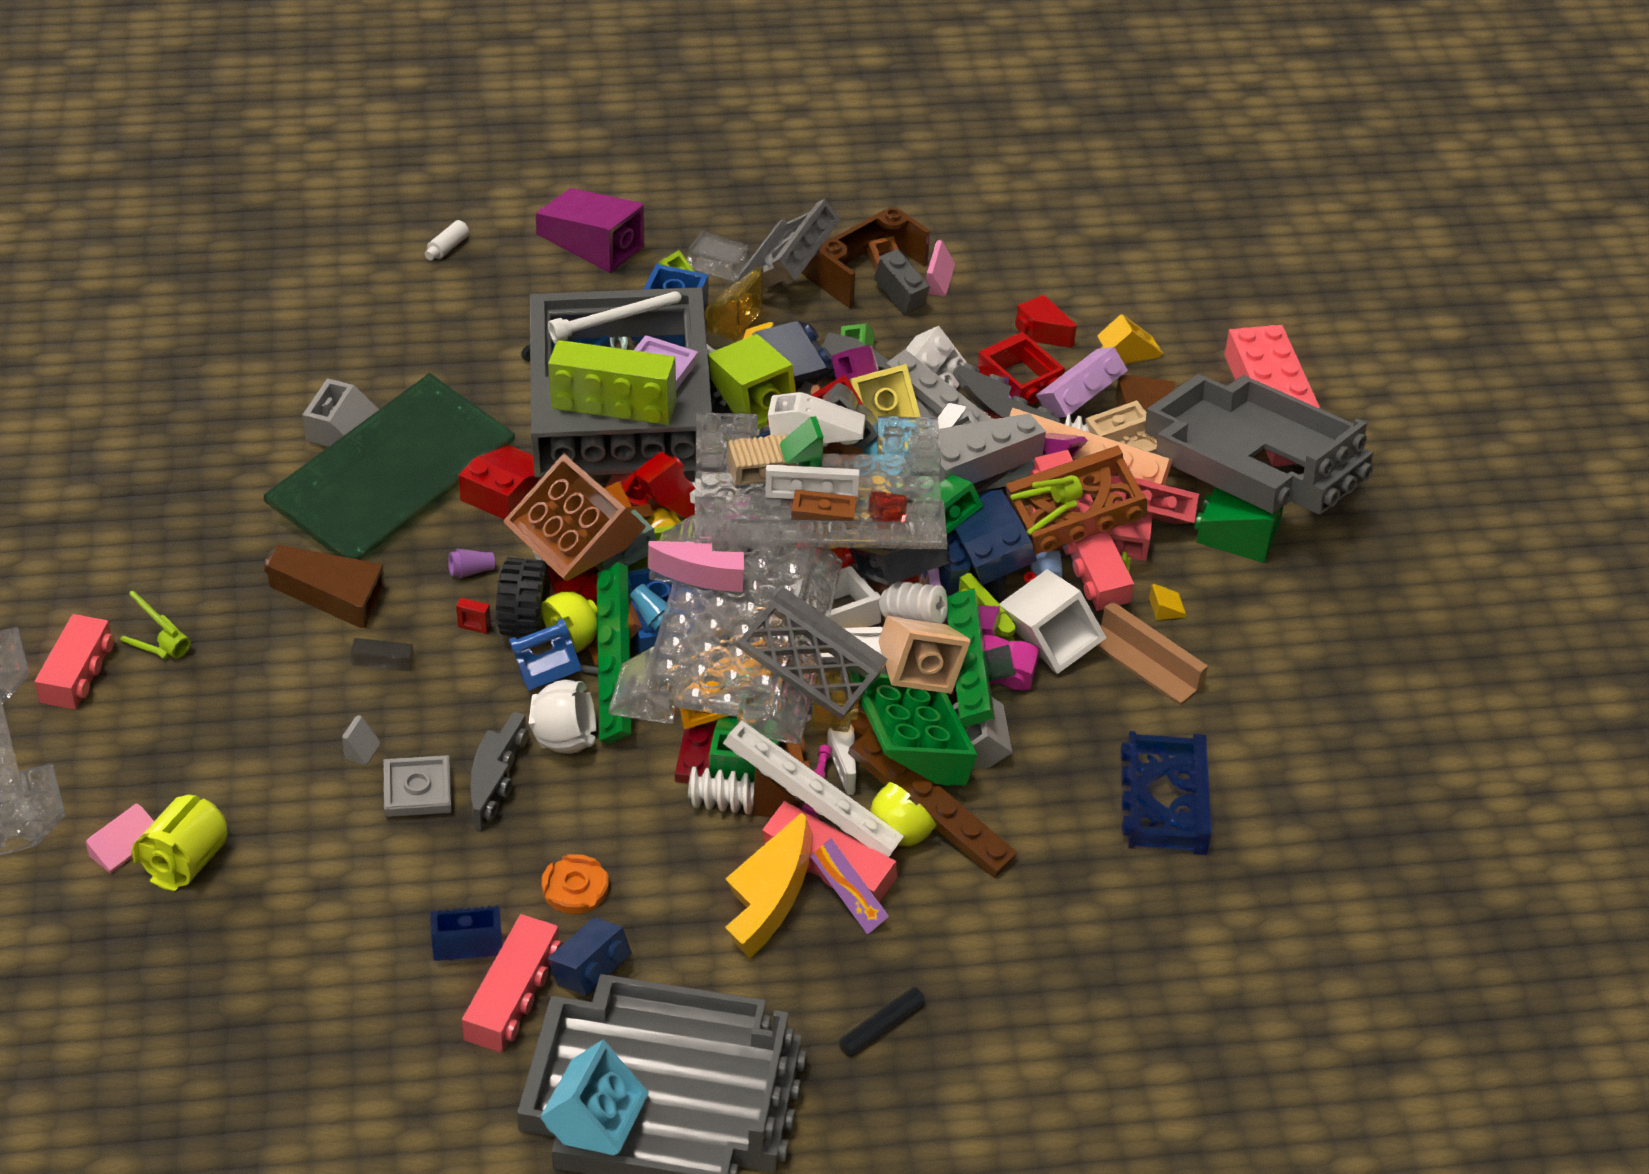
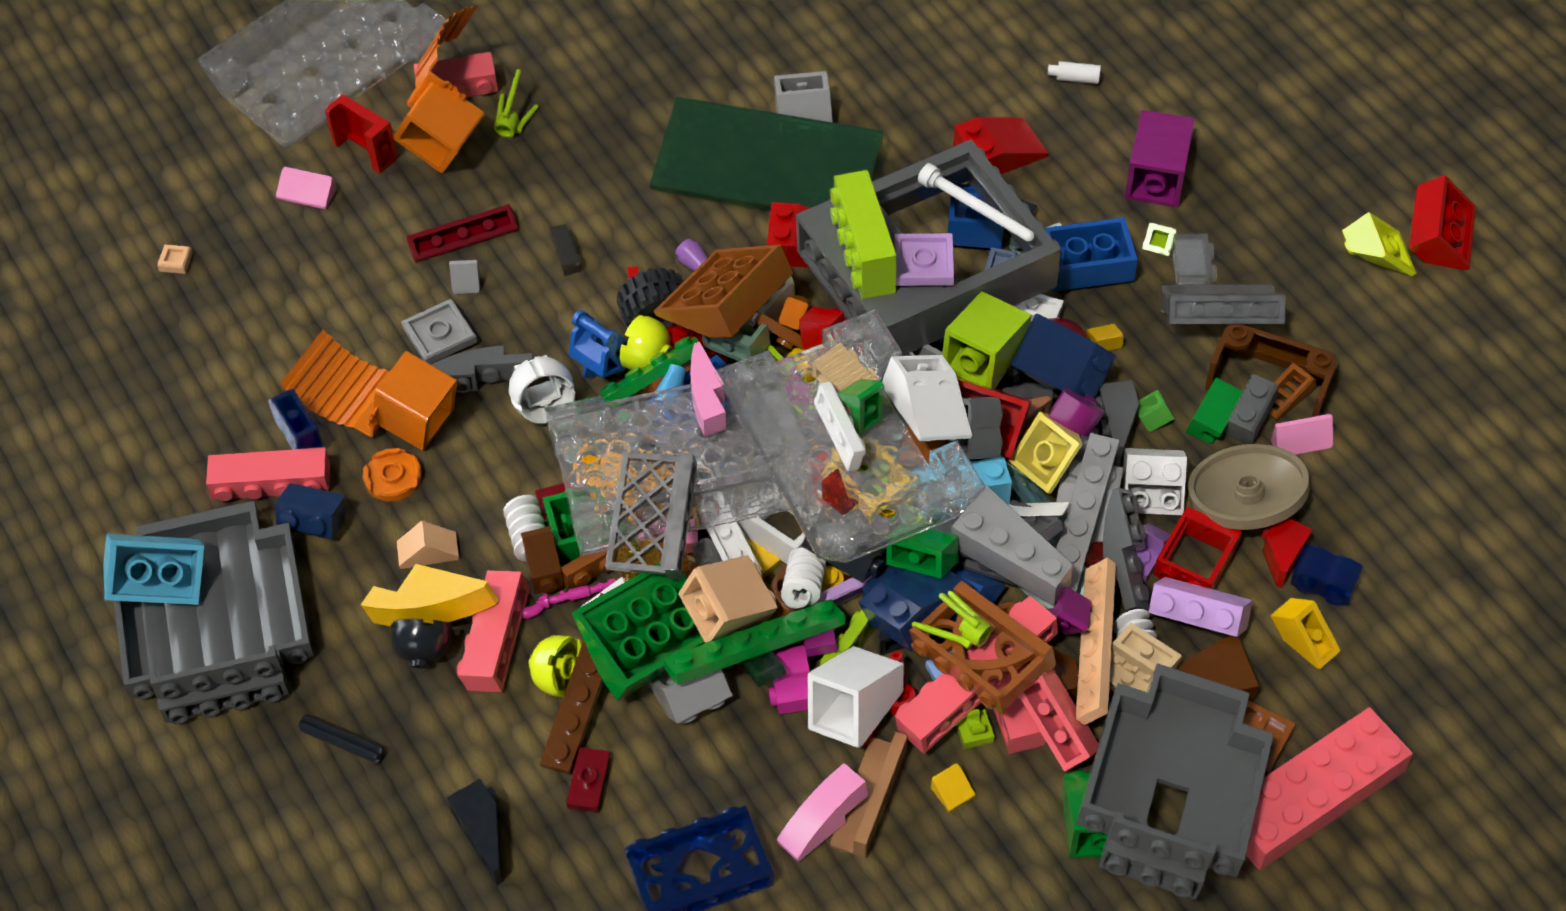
camera: 70 degrees right, 10 degrees up
(97, 750) = (355, 122): none -> red panel
(130, 989) = (175, 259): none -> light nougat tile
(138, 674) = (438, 114): none -> orange piece
(180, 841) = (308, 218): neon yellow cylinder -> none
(291, 730) = (461, 233): none -> dark red slope
(327, 582) = (618, 184): reddish brown slope -> none
(493, 322) = (1005, 140): none -> red slope
(507, 824) = (407, 400): none -> orange piece
(687, 884) = (427, 545): none -> light nougat slope
(736, 306) = (1127, 303): clear yellow slope -> none
(779, 152) = (1378, 244): none -> neon yellow slope
(780, 113) = (1442, 224): none -> red slope
(812, 789) = (523, 582): white plate -> none
(812, 913) = (420, 641): none -> black cylinder
(823, 506) = (812, 446): dark orange plate -> none
(849, 886) = (459, 656): medium lavender sticker -> none
(883, 306) = (1214, 411): none -> green hinge
(980, 310) = (1249, 486): none -> dark tan dish
(1033, 844) = (588, 780): none -> dark red plate
(1047, 935) = (479, 819): none -> black slope
(1087, 308) = (1326, 575): none -> clear blue brick
(1155, 688) = (823, 812): none -> bright pink slope

